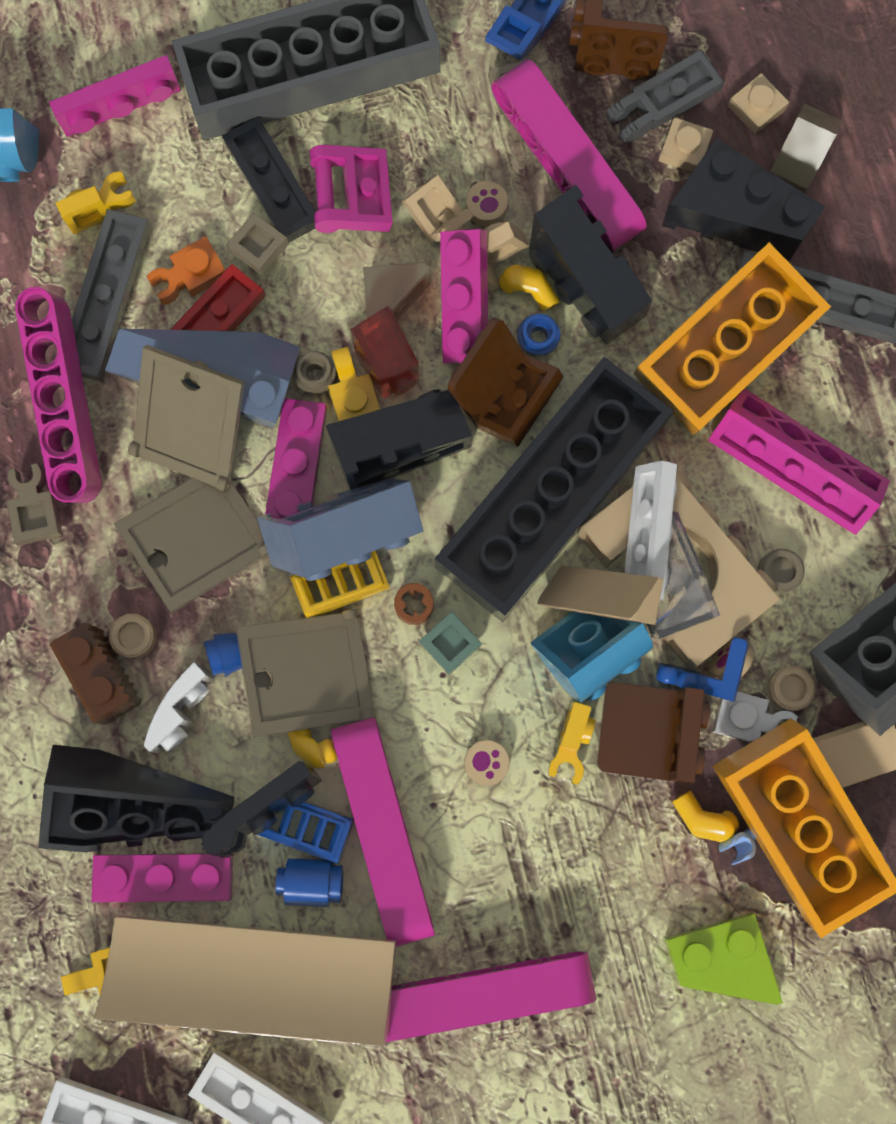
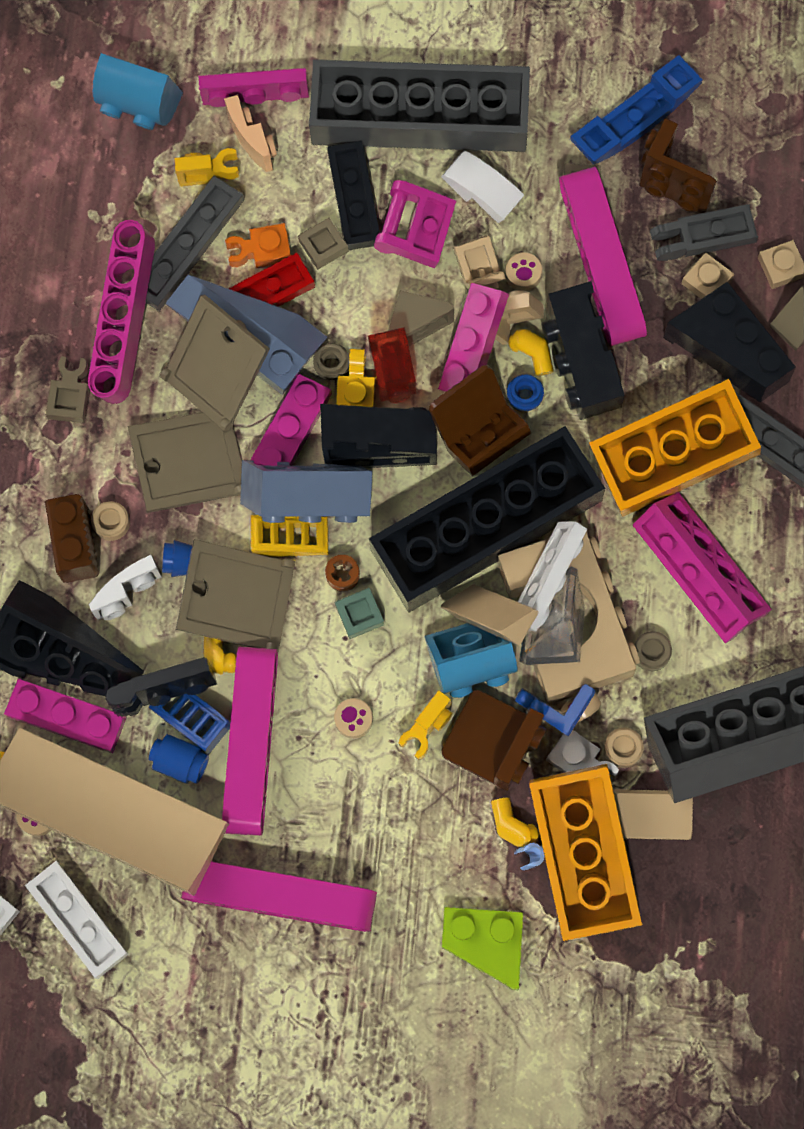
camera: 25 degrees right, 5 degrees down
(132, 151) = (250, 136): none -> light nougat slope
(405, 119) = (484, 184): none -> white slope

